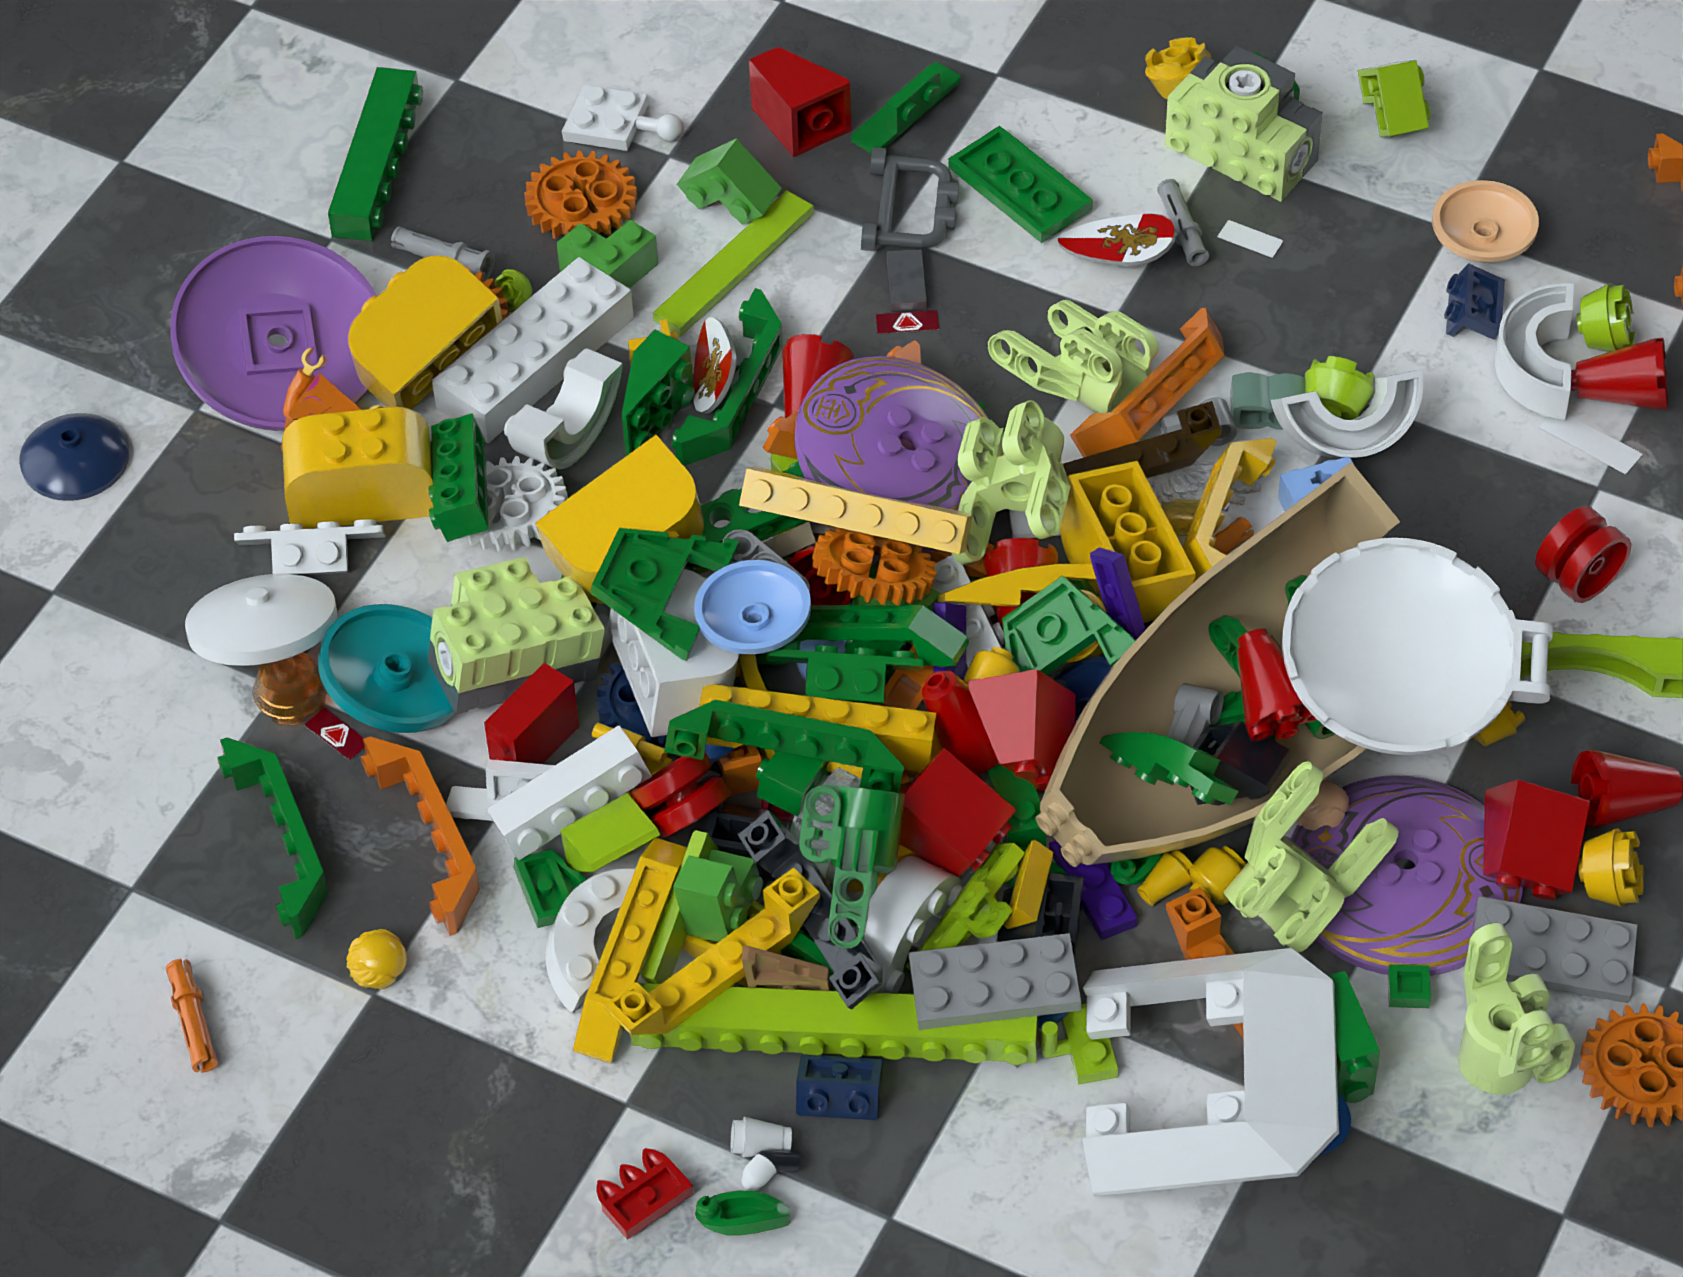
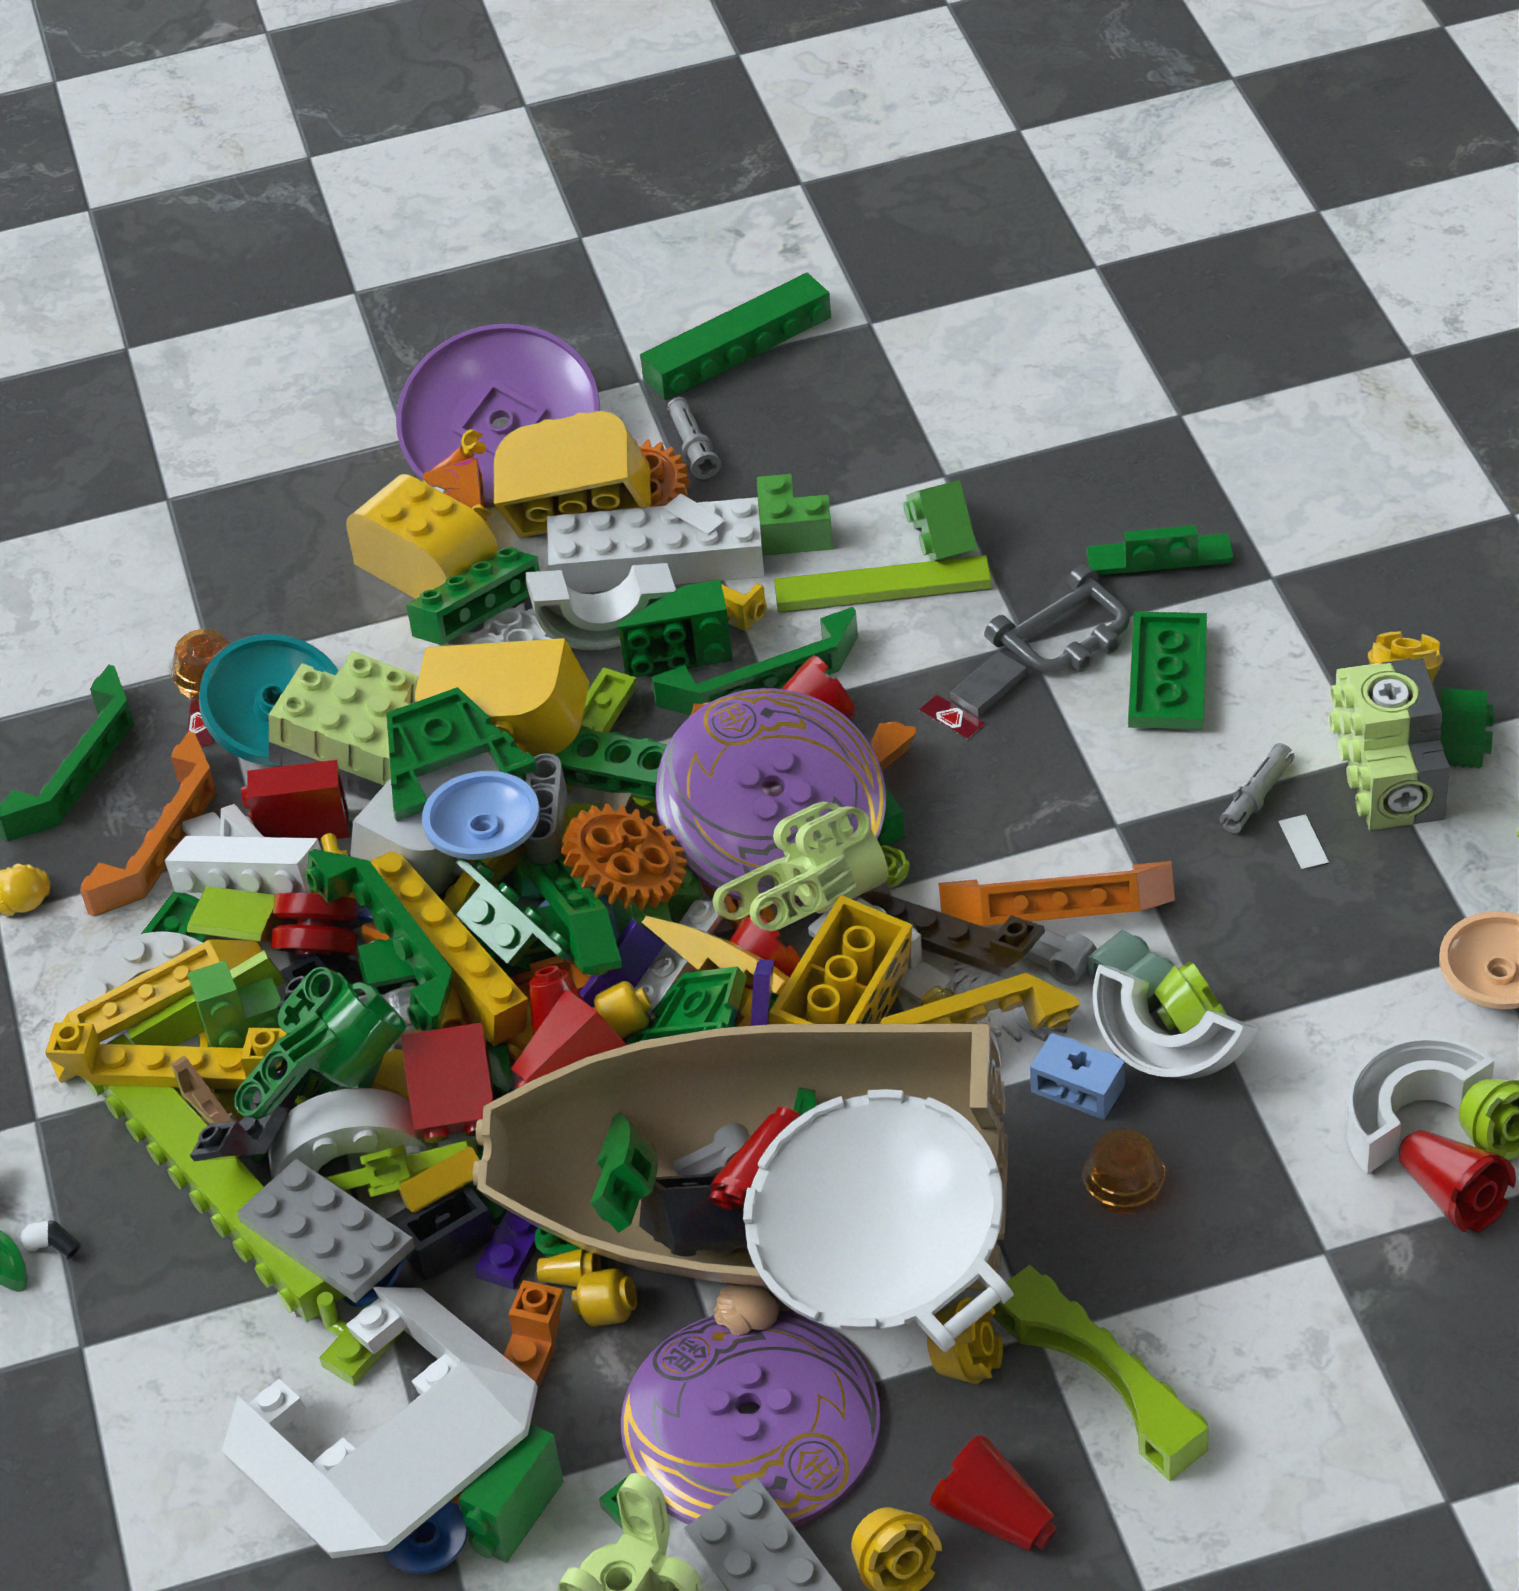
camera: 50 degrees right, 5 degrees down
(74, 456) = (293, 417): dark blue dish -> none
(261, 619) = (237, 602): white dish -> none
(310, 550) = (337, 583): white bracket -> none
(515, 288) = (702, 489): lime plate -> none
(553, 299) = (694, 514): none -> white sticker
(580, 192) = (856, 466): orange gear -> none
(612, 117) = (936, 417): white plate -> none
(713, 365) = (750, 647): shield -> none
(753, 1136) = (68, 1209): white cone -> none
(799, 100) = (1068, 491): red slope -> none
(838, 1087) = (163, 1220): dark blue bracket -> none
(855, 510) = (691, 854): yellow arch -> none
(1093, 367) = (1013, 843): yellowish green piece -> none
(1121, 239) = (1181, 765): shield -> none
(1285, 882) = (636, 1331): yellowish green piece -> none
(1432, 520) = (1123, 1171): none -> clear orange cone
(1475, 302) = (1421, 1015): dark blue bracket -> none
(1533, 838) = (856, 1470): red slope -> none
(1583, 554) = (1207, 1284): red wheel -> none
(1592, 442) = (1371, 1212): white sticker -> none

